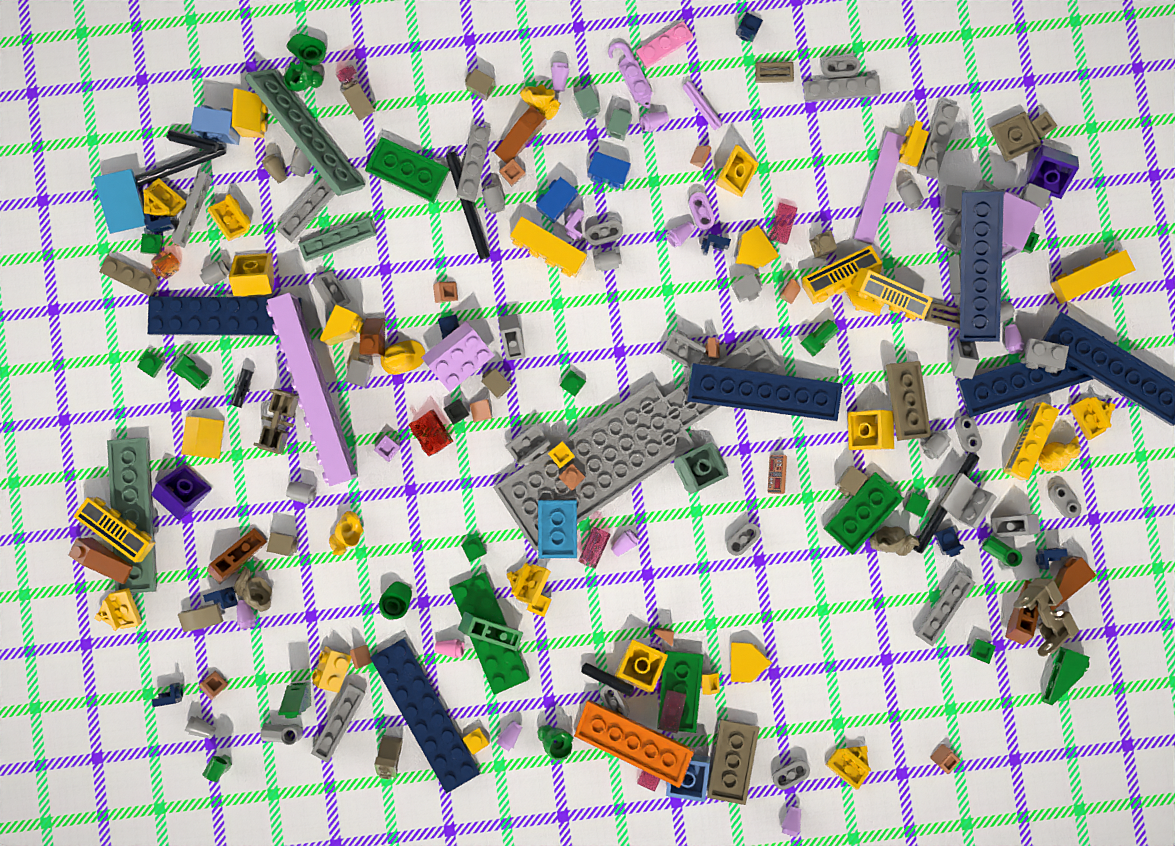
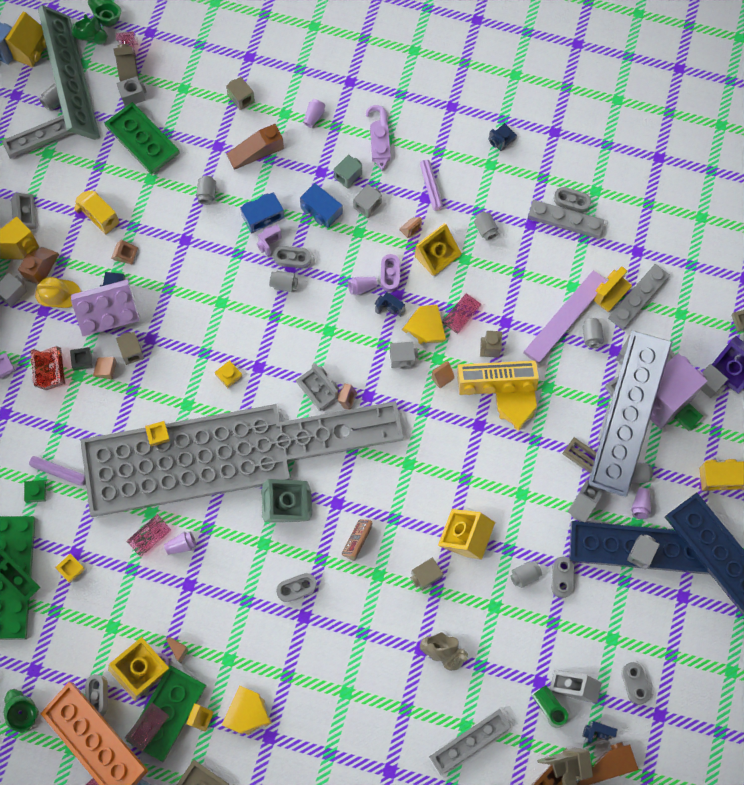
camera: 20 degrees right, 15 degrees down
(274, 167) = (27, 92): dark tan cone -> none
(337, 239) = (51, 171): sand green tile -> none
(377, 133) = (125, 88): none -> light grey brick
(399, 261) = (97, 210): none -> yellow piece
(469, 209) = (180, 188): black axle -> none
(473, 163) = (202, 153): light grey plate -> none
(495, 522) = (57, 470): none -> lavender axle
(511, 337) = (164, 312): light grey slope -> none
(512, 172) = (233, 175): nougat plate -> none
(528, 445) = (132, 413): light grey bracket -> none
(528, 582) = (69, 542): yellow slope -> none
(541, 99) = (287, 125): yellow hair -> none
(549, 247) = (235, 249): yellow brick -> none
(557, 529) = (121, 502): dark azure tile -> none
(571, 477) = (158, 459): nougat plate -> none
(572, 383) = (201, 377): green plate -> none
(587, 103) = (327, 142): sand green brick -> none
(595, 370) = (228, 374): none -> yellow plate
(607, 679) = (99, 668): black axle -> none
(650, 147) = (367, 200): none -> light grey brick
(653, 120) = (381, 180): lavender cone -> none
(664, 44) = (419, 123): bright pink plate -> none
(764, 392) = (377, 454): dark blue plate -> none
(771, 127) = (486, 225): none -> light grey brick
(781, 79) = (508, 185): dark tan tile -> none
(816, 341) = (448, 429): green piece -> none
(863, 513) = (426, 611): green plate -> none
(892, 294) = (536, 411): brick -> none
(908, 400) = (514, 519): dark tan plate -> none
(917, 504) = (483, 625): green tile -> none
(940, 512) = (512, 636): black axle -> none
(948, 542) = (500, 675): dark blue bracket -> none
(967, 501) = (533, 639): light grey bracket -> none
(1015, 136) = (713, 320): dark tan plate -> none
(1031, 441) = (622, 608): yellow brick -> none
(1033, 385) = (643, 551): none -> light grey brick
(1045, 355) = (665, 527): light grey bracket -> none
(1057, 455) = (644, 634): yellow hair -> none
(1092, 416) = (695, 610): yellow slope -> none

